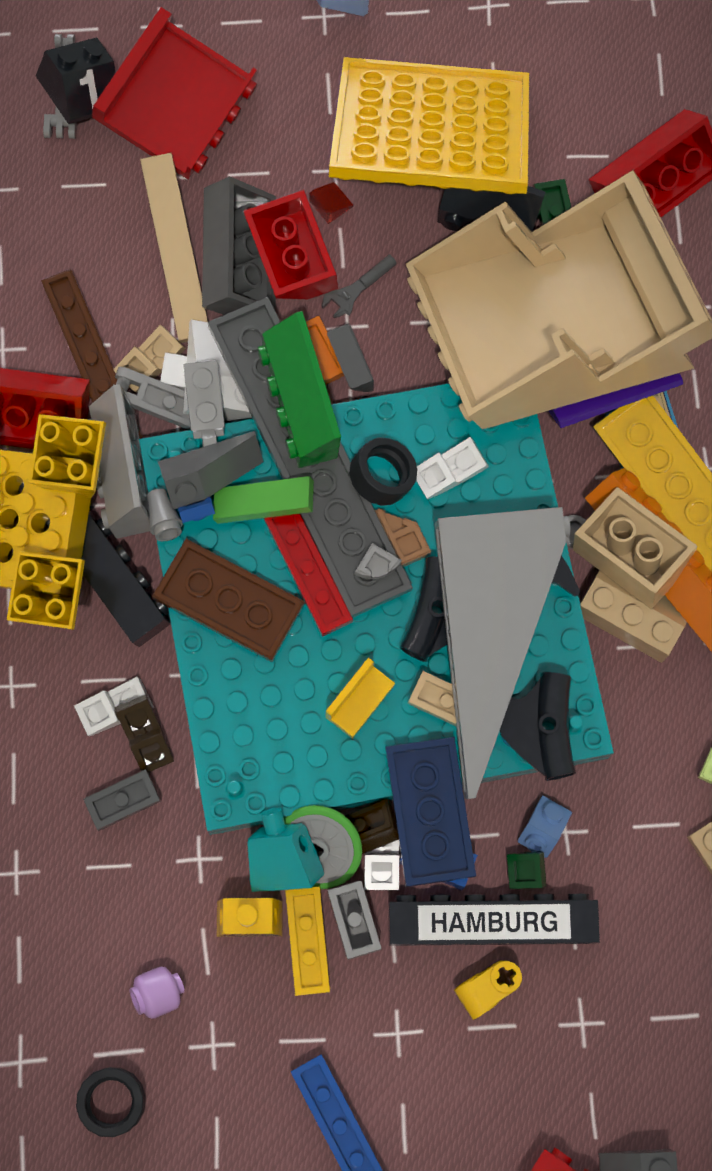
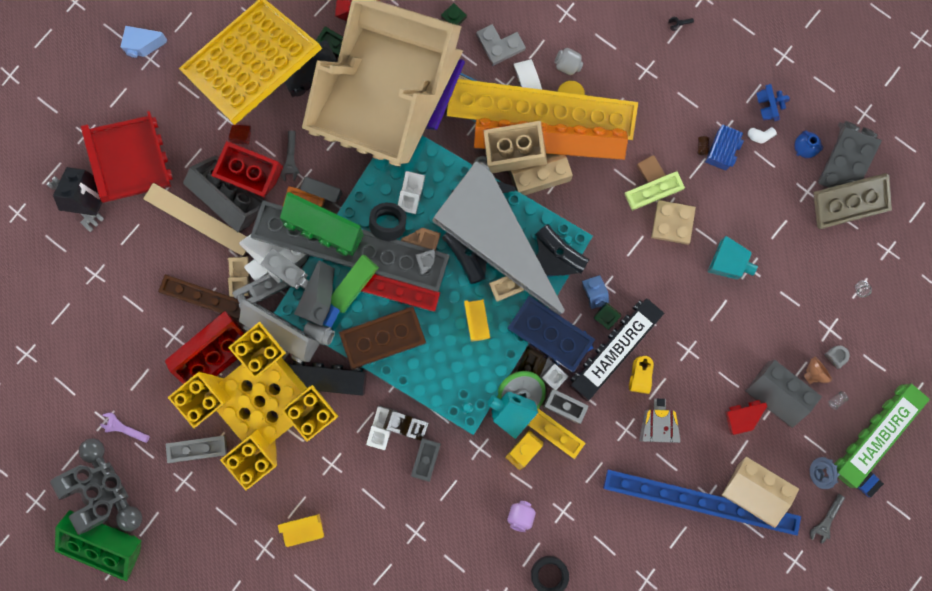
camera: 45 degrees left, 5 degrees up
(445, 1071) = (660, 424): none -> light grey torso

